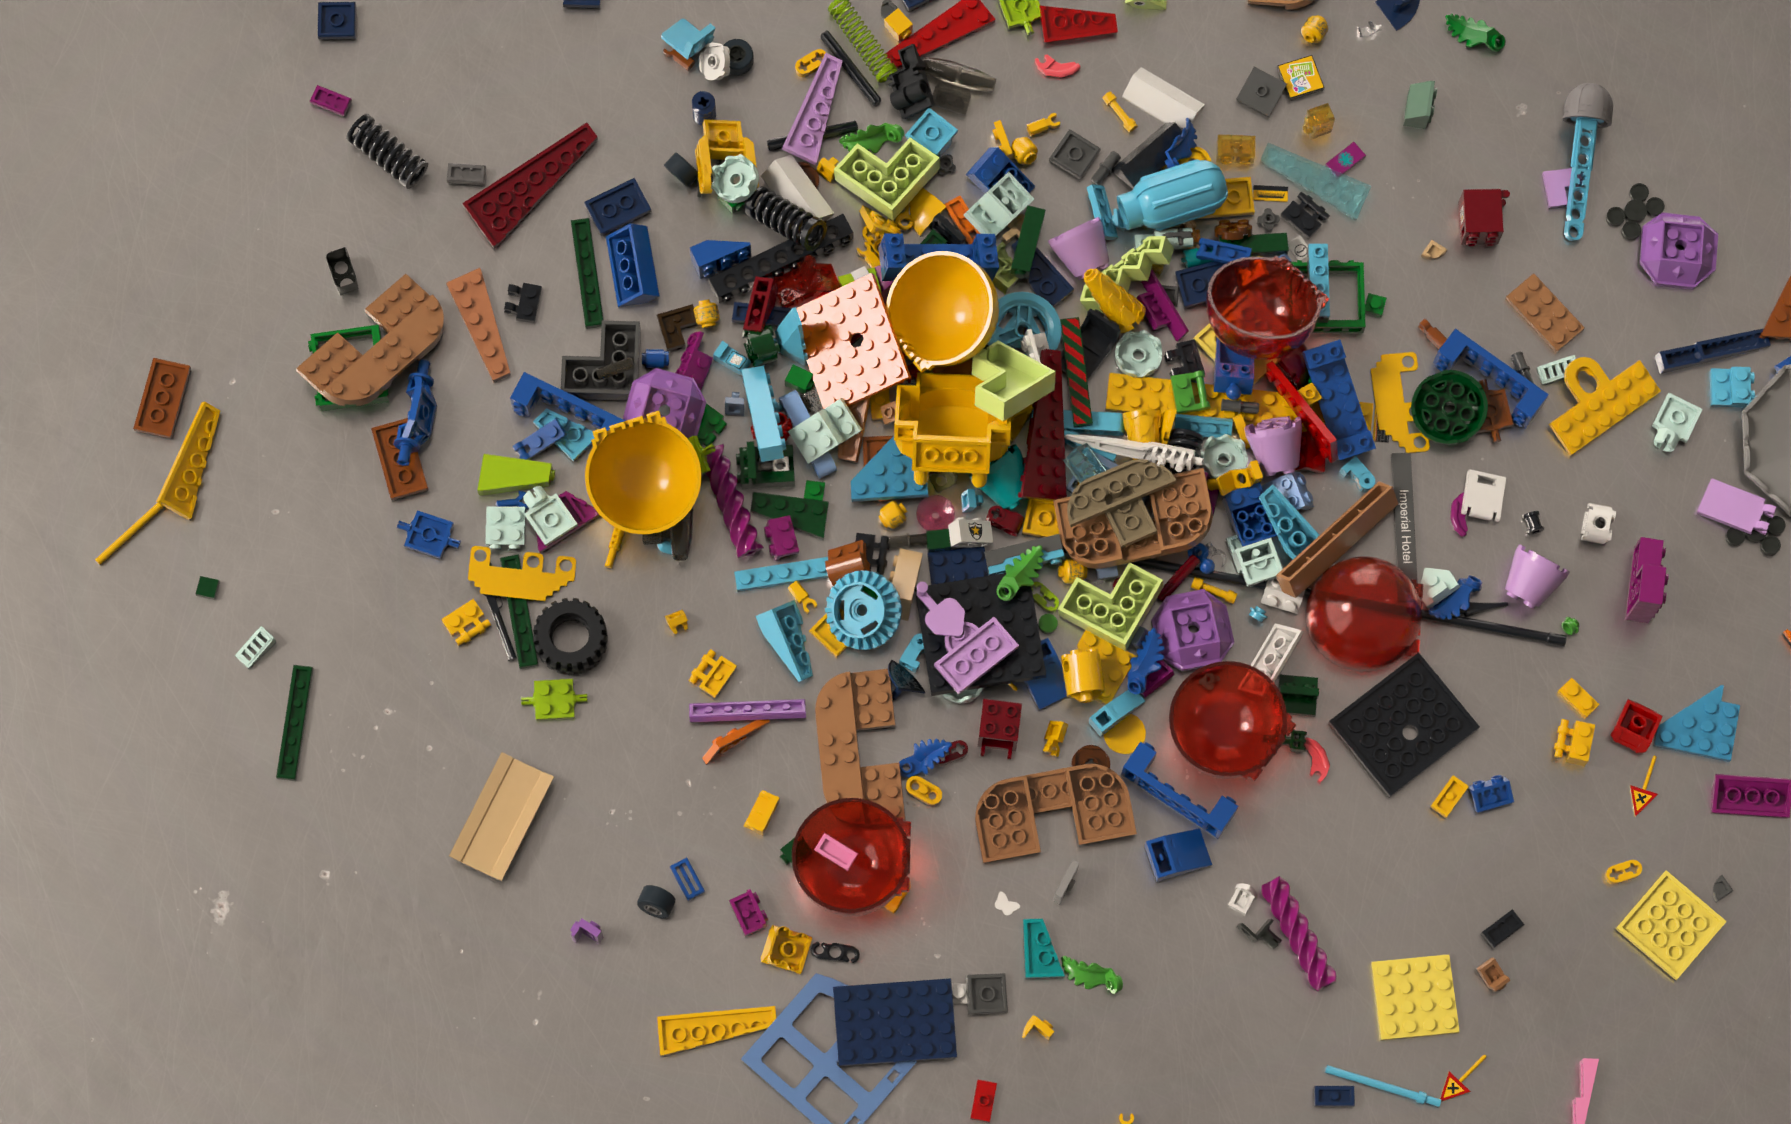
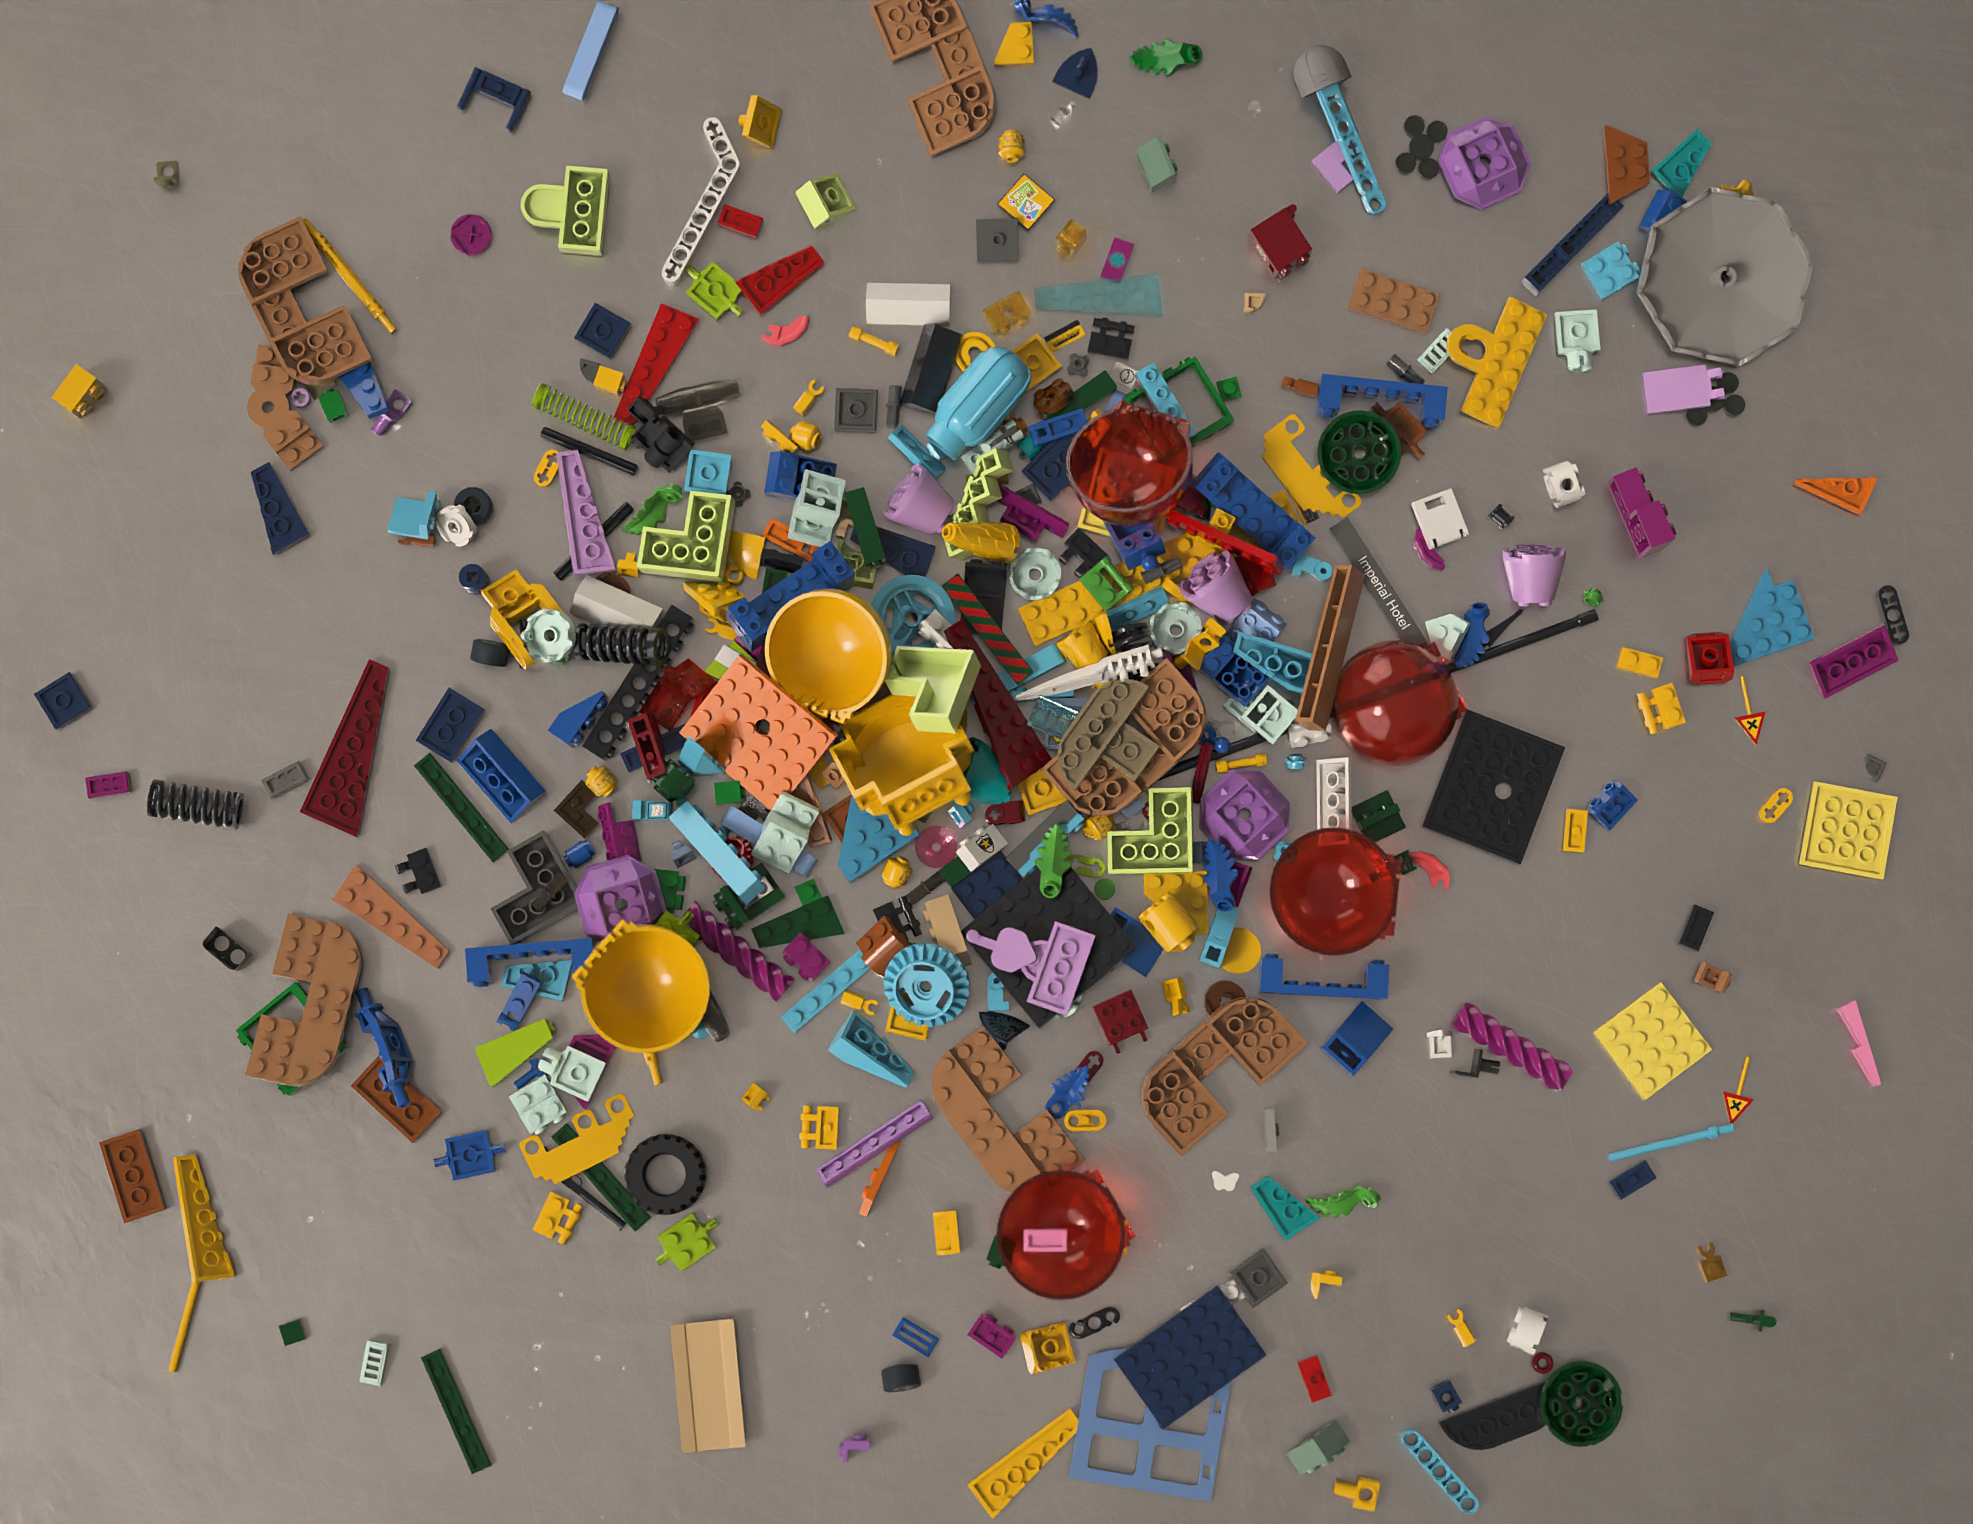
camera: 25 degrees left, 10 degrees up
(1181, 146) = (955, 344): blue plant -> none

